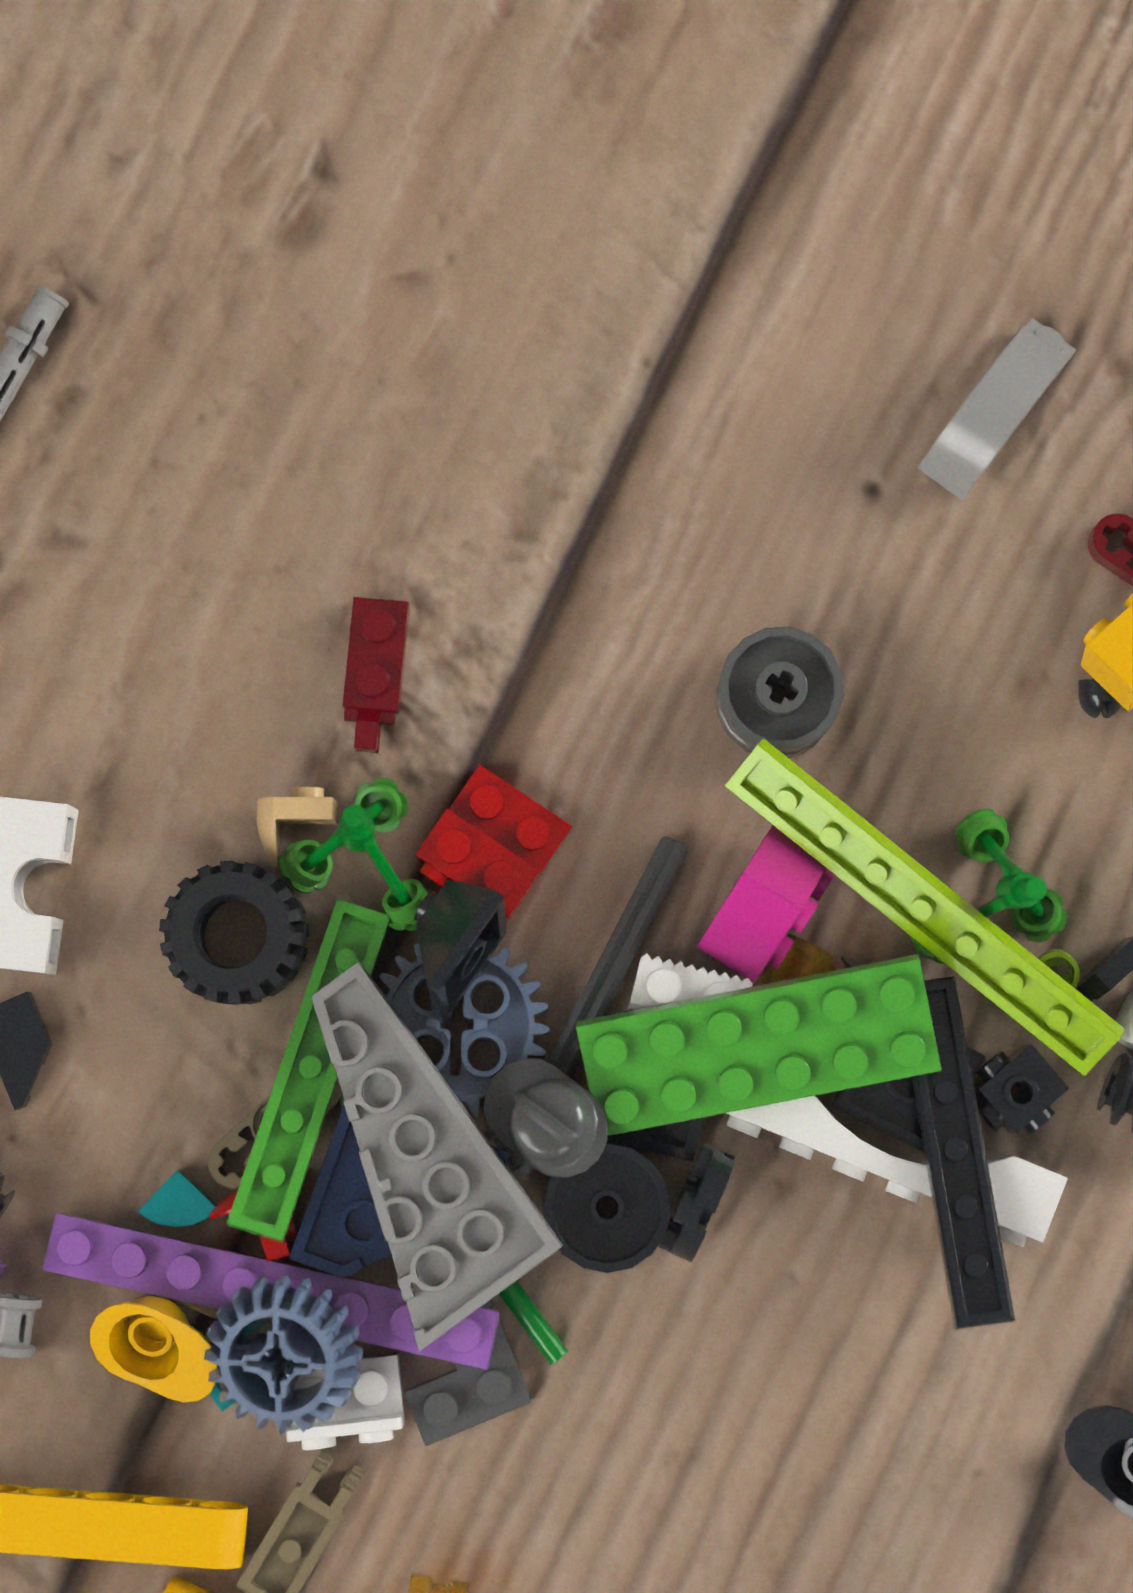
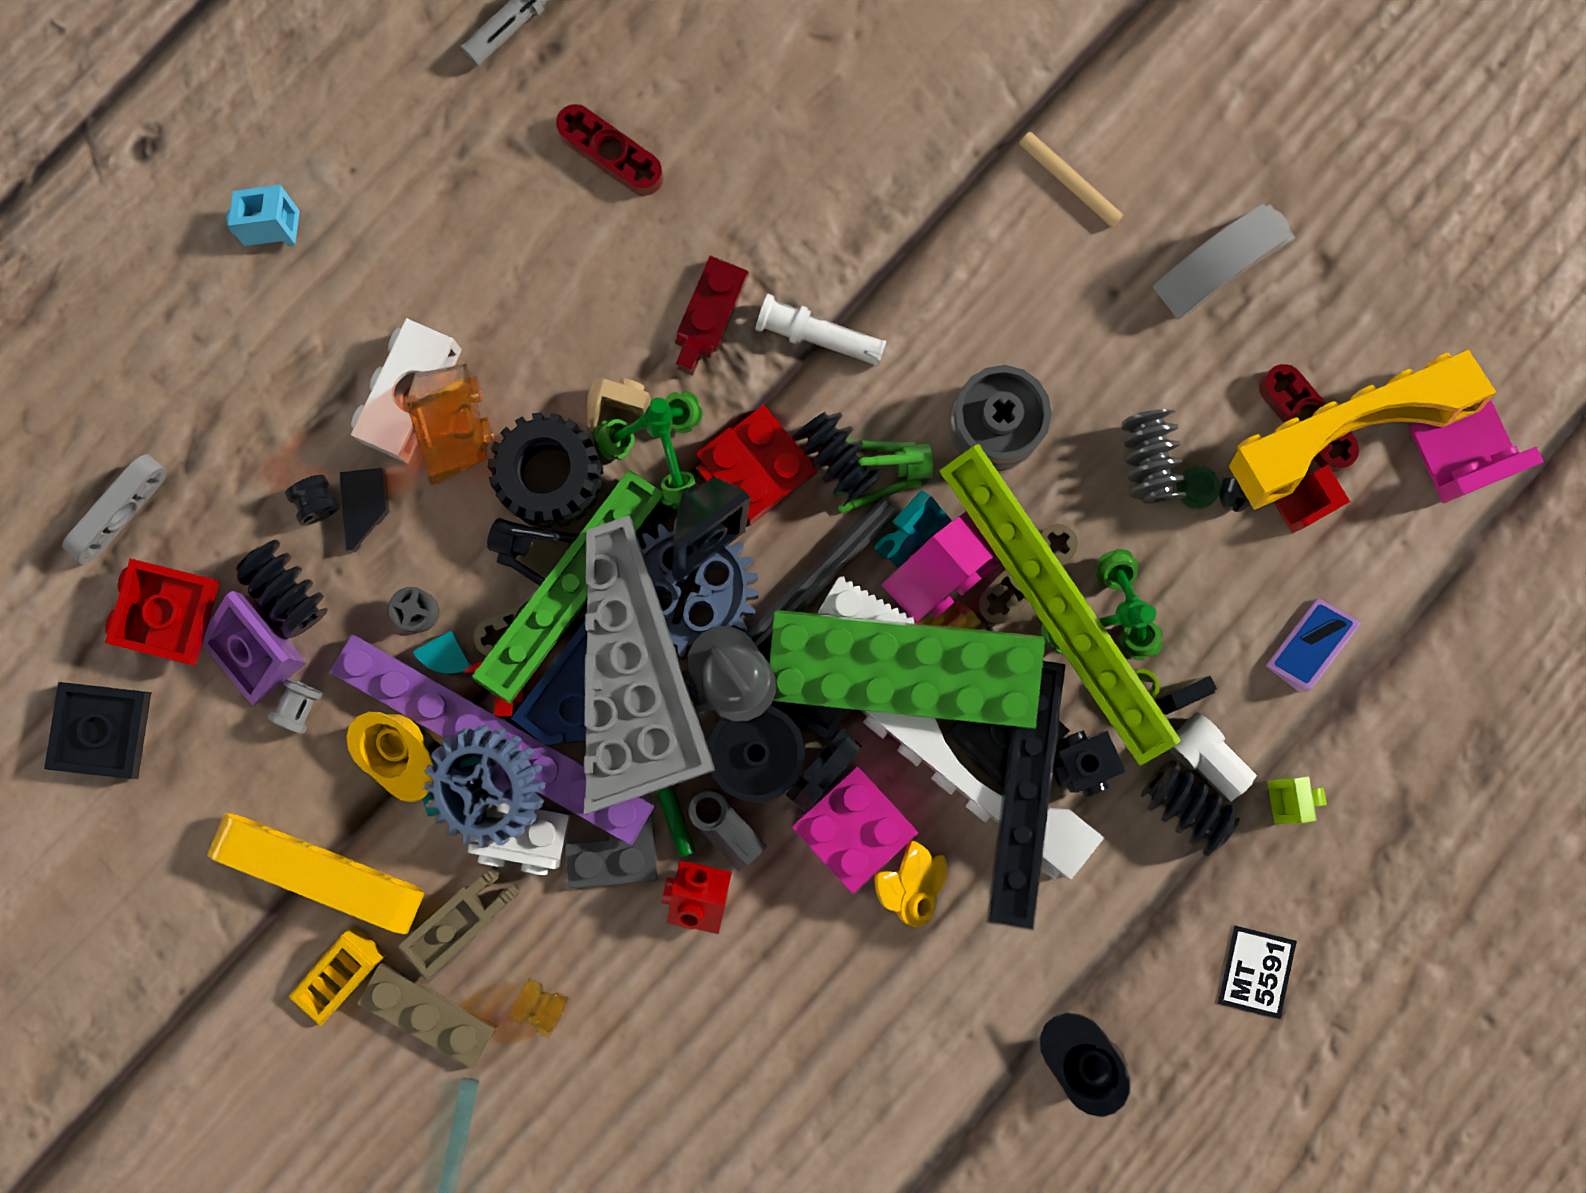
camera: 10 degrees right, 0 degrees up
(95, 911) = (448, 421): none -> clear orange slope
(112, 1158) = (405, 606): none -> dark grey wheel
(143, 501) = (579, 141): none -> dark red beam
(221, 1030) = (515, 539): none -> black plant
(494, 650) = (800, 326): none -> white pin
(588, 1407) = (697, 897): none -> red brick
(594, 802) = (837, 455): none -> black piece
(600, 1313) = (728, 831): none -> dark grey piece
(686, 780) = (909, 460): none -> bright green plant
(719, 860) = (916, 525): none -> teal plate
(757, 1263) = (854, 829): none -> dark pink brick
(774, 360) = (1071, 179): none -> tan bar
(841, 907) = (1012, 605): none -> dark tan beam
(855, 1309) = (915, 887): none -> yellow plate
(983, 682) = (1152, 456): none -> dark grey piece
(1051, 701) = (1201, 487): none -> clear green plate

